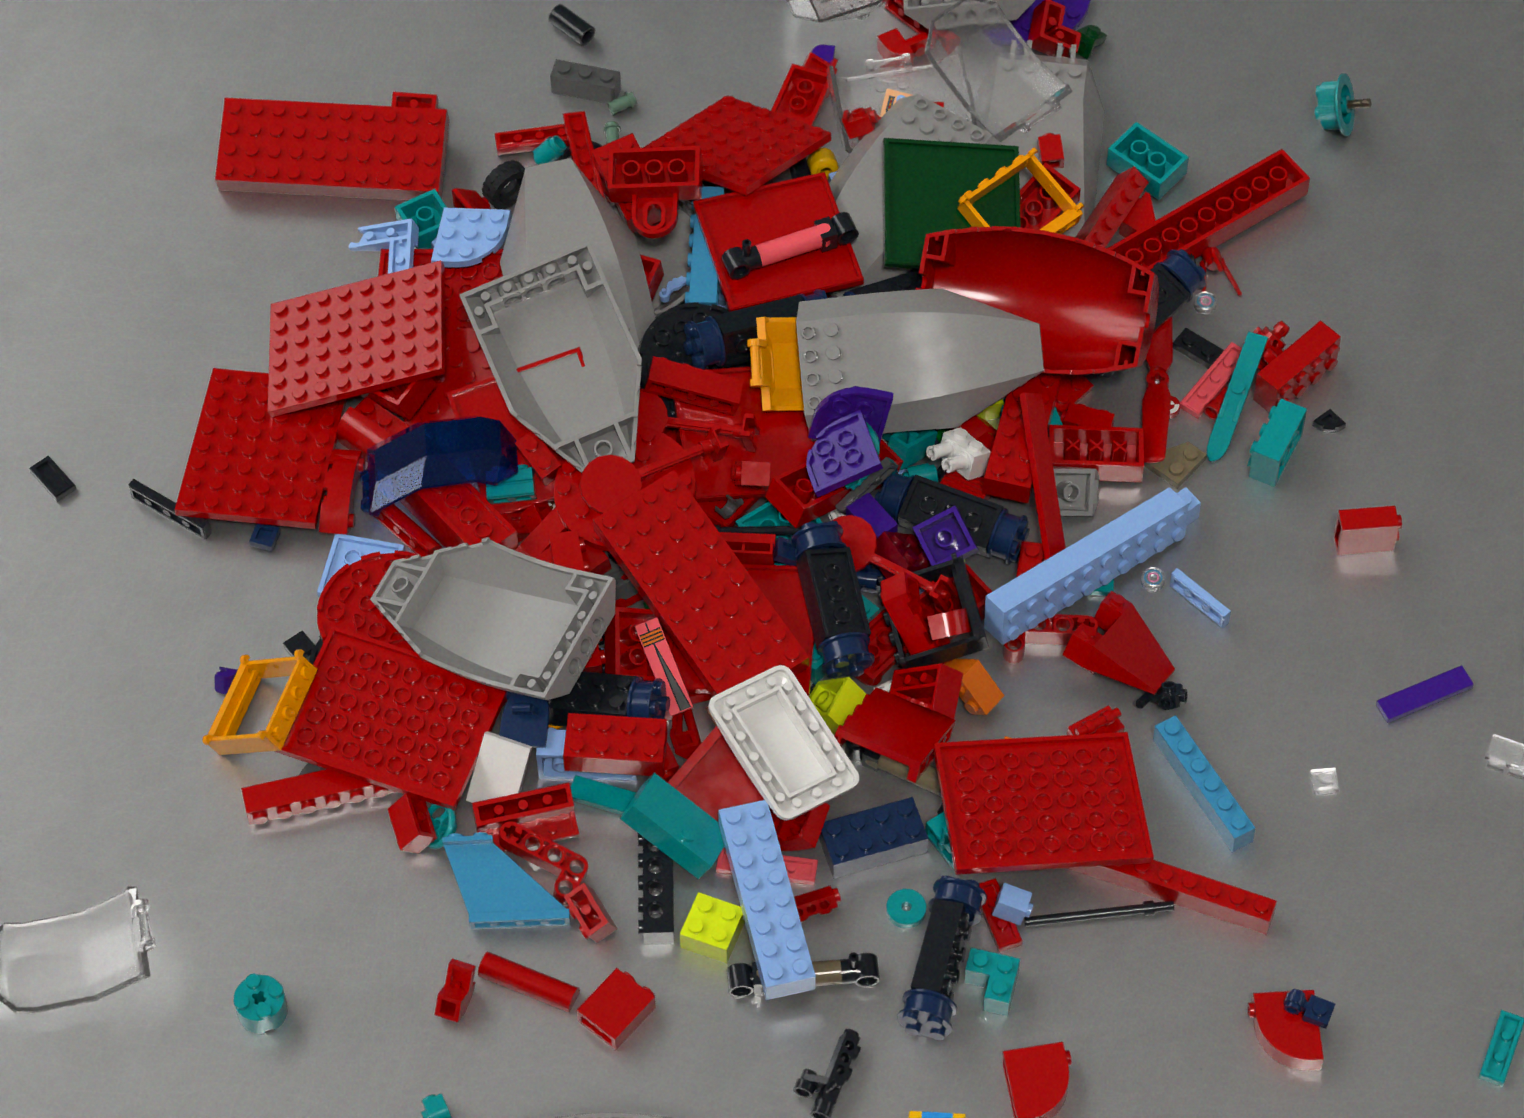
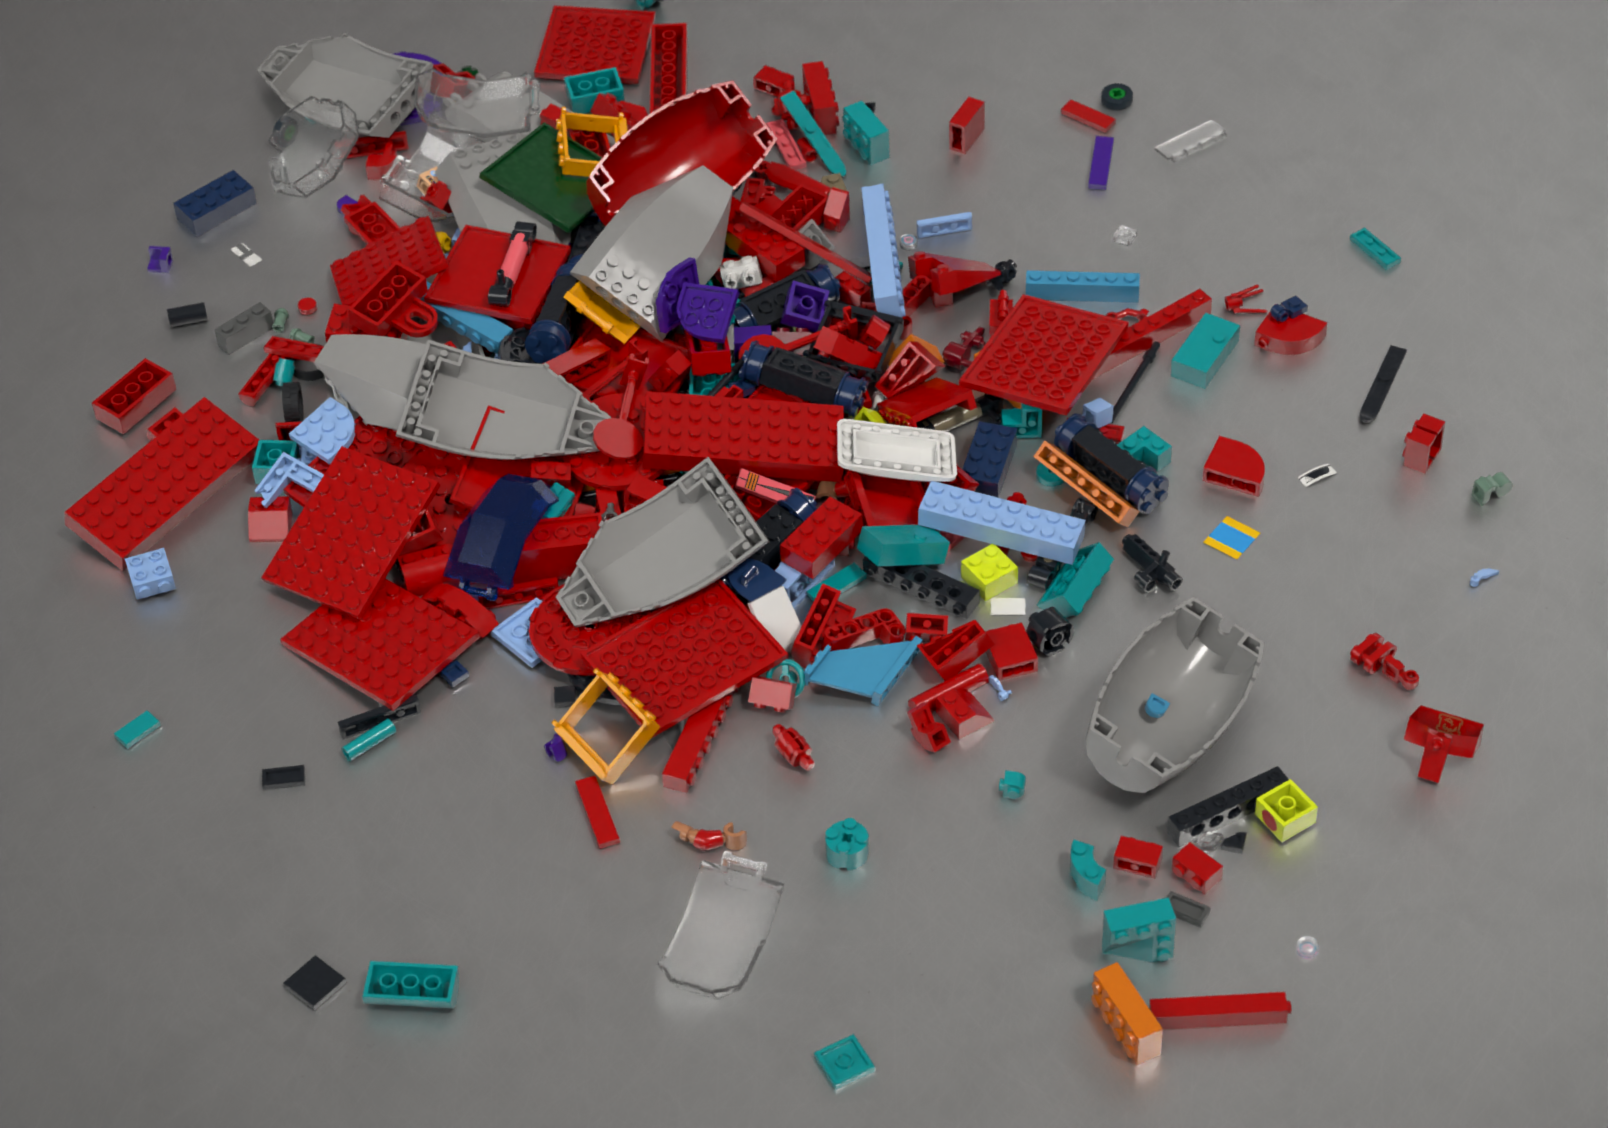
camera: 55 degrees left, 10 degrees down
(34, 327) = (137, 729): none -> teal tile
(137, 518) = (368, 739): none -> teal piece
(171, 763) = (597, 812): none -> red tile
(194, 879) = (712, 839): none -> nougat piece
(218, 213) = (150, 573): none -> light blue brick
(351, 266) = (269, 523): none -> slope
(360, 885) = (793, 747): none -> red piece
(430, 53) = (134, 396): none -> red brick
(506, 1011) = (962, 712): none -> red slope
(534, 539) = (609, 512): none -> dark grey piece
(557, 1035) = (1003, 694): none -> light blue piece
(570, 956) = (957, 649): none -> red wedge
(659, 113) = (307, 306): none -> red tile
(661, 1029) = (1049, 631): none -> black brick
(687, 972) = (1008, 606): none -> white sticker
(695, 18) = (246, 254): none -> clear sticker
(755, 1019) = (1076, 582): none -> teal slope
(897, 949) = (1086, 484): none -> orange brick
(1007, 721) = (959, 355): none -> dark red piece
(1114, 395) = (756, 191): none -> red hinge
(1135, 485) = (837, 210): none -> red slope
(1193, 958) = (1205, 350): none -> teal brick
(1207, 862) = (1140, 315): none -> red arm
(1227, 116) = (595, 40): none -> red plate
(1298, 310) = (771, 80): none -> red brick
(1298, 948) = (1234, 301): none -> red plant
(1491, 640) = (1088, 116): none -> red tile

